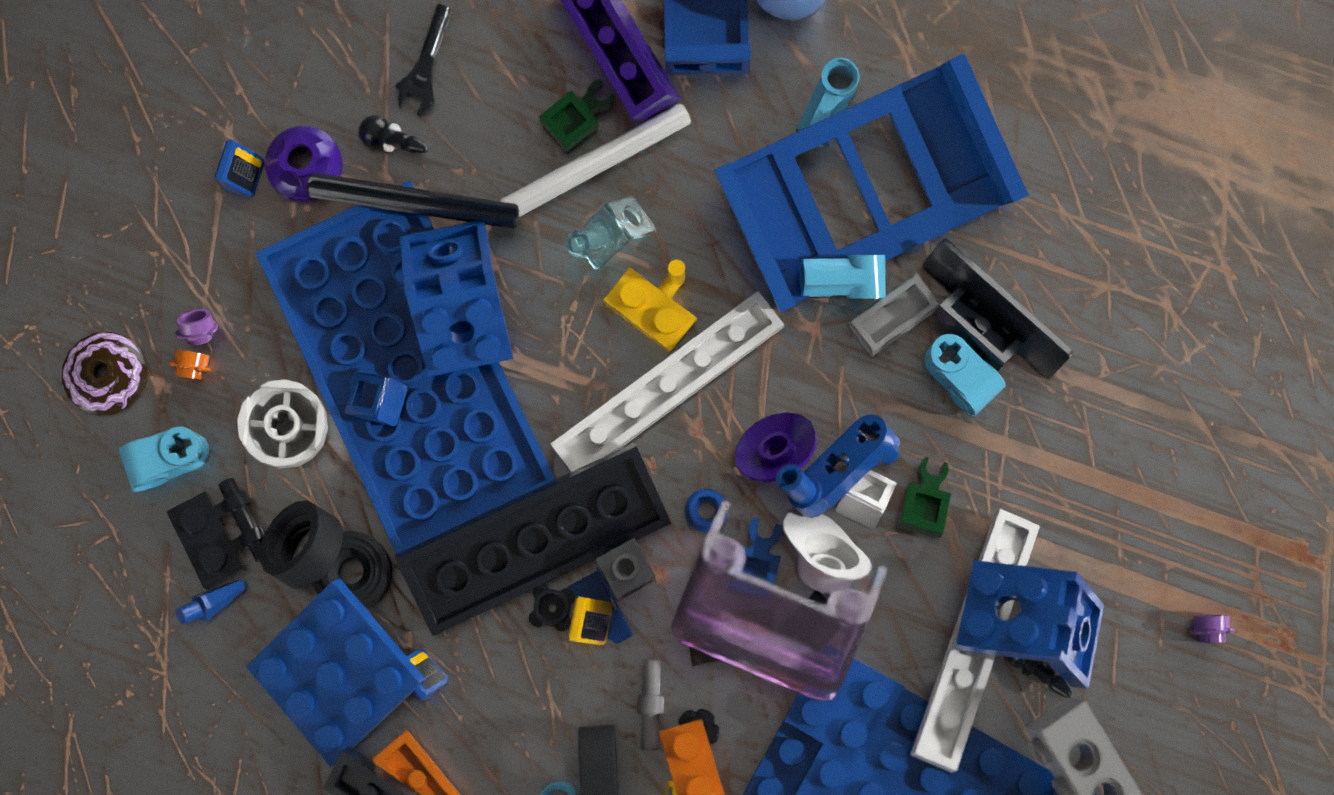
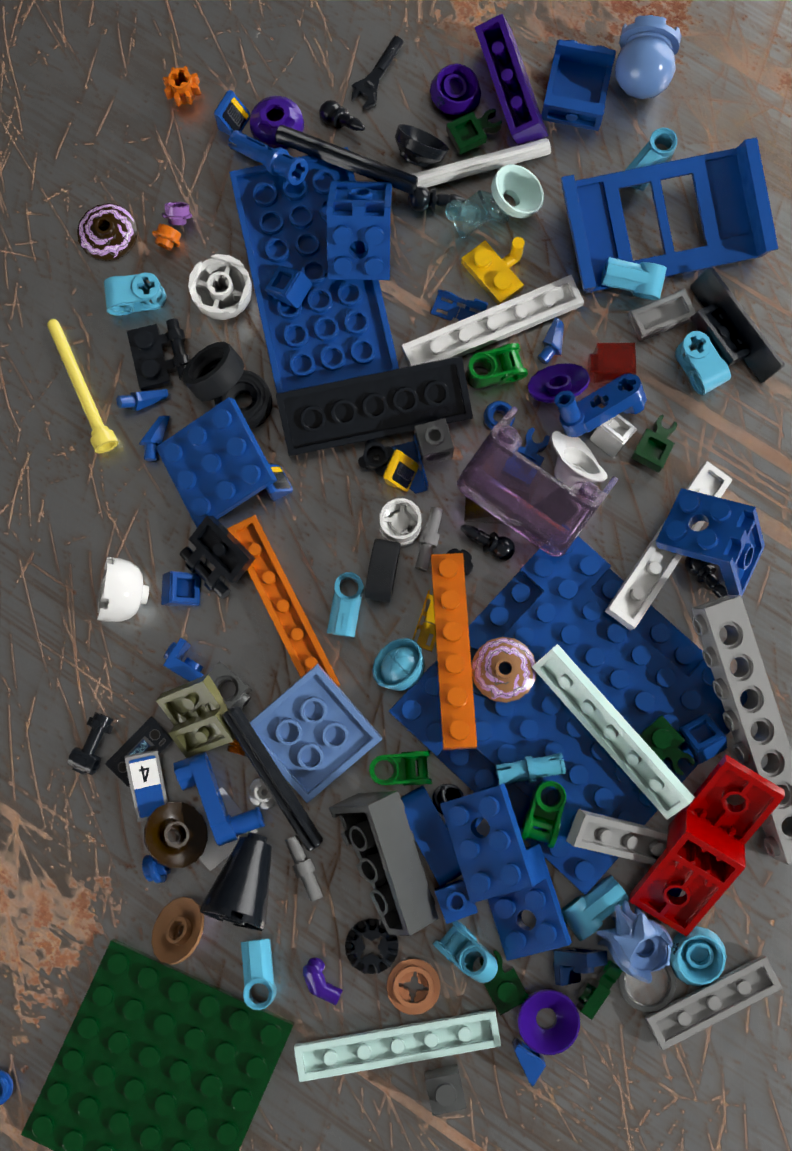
camera: 15 degrees right, 0 degrees up
(167, 152) = (181, 86): none -> orange gear
(168, 669) = (102, 438): none -> light yellow piece
(240, 652) = (154, 438): none -> blue bar
(317, 225) = (276, 160): none -> blue pin
(510, 155) = (419, 146): none -> black piece
(534, 227) = (423, 198): none -> black bar
(540, 63) = (455, 90): none -> dark purple hat
(606, 695) = (400, 521): none -> white wheel
(608, 372) = (452, 309): none -> blue piece
(667, 183) = (522, 187): none -> light aqua piece
(689, 441) = (502, 366): none -> green piece
(750, 693) = (500, 547): none -> black bar
(754, 387) = (553, 341): none -> blue bar
(842, 400) = (612, 361): none -> clear red brick

